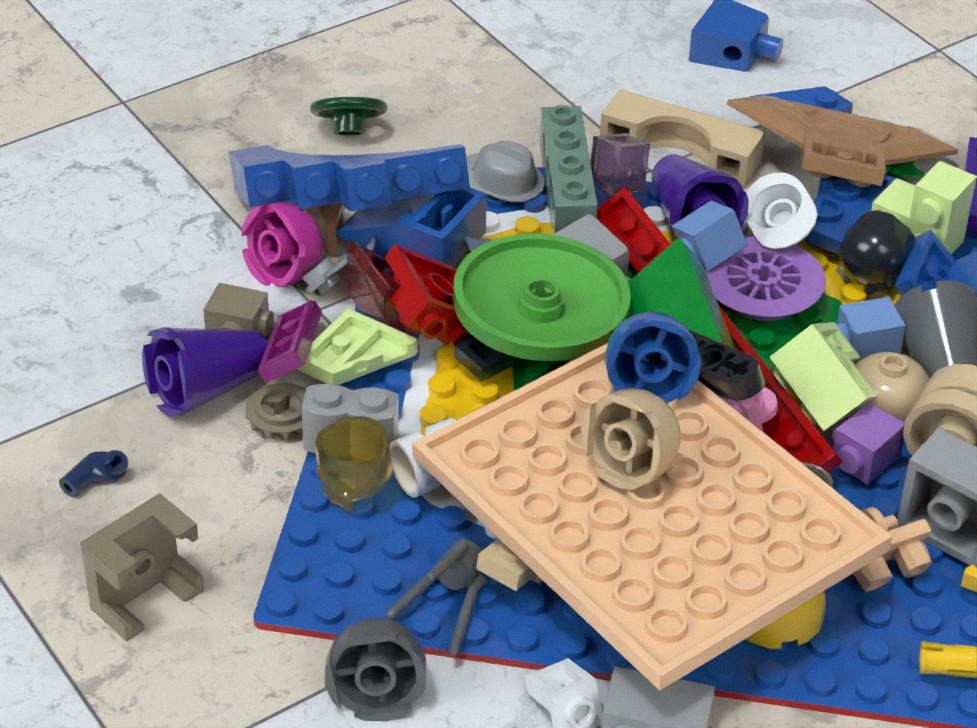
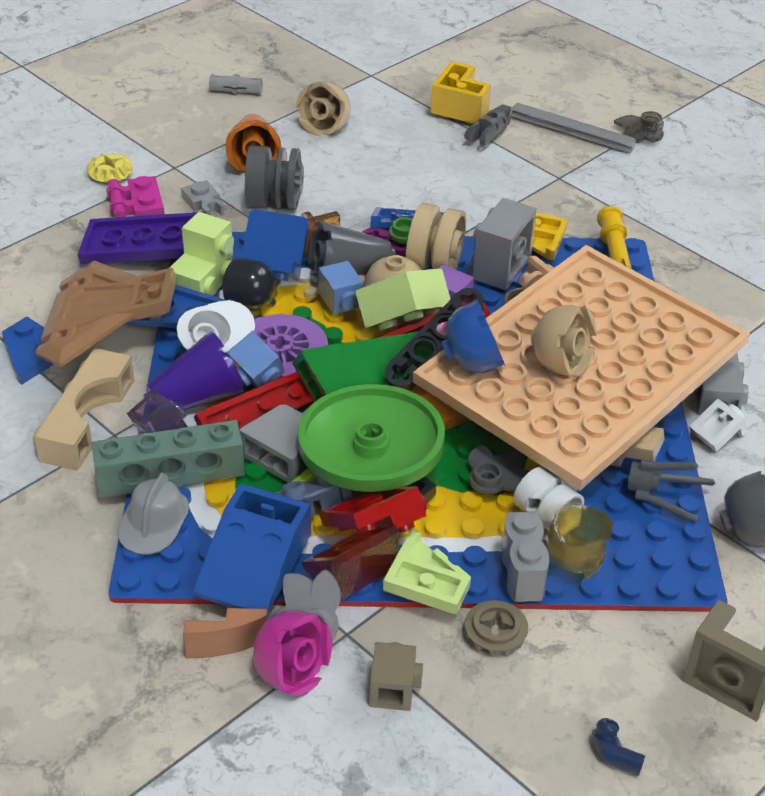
camera: 100 degrees left, 0 degrees up
(198, 364) = (480, 680): dark purple cone -> none
(290, 341) = (432, 616): magenta tile -> none
(348, 112) = (68, 641): dark green piece -> none
(356, 181) = (214, 655): blue arch -> none

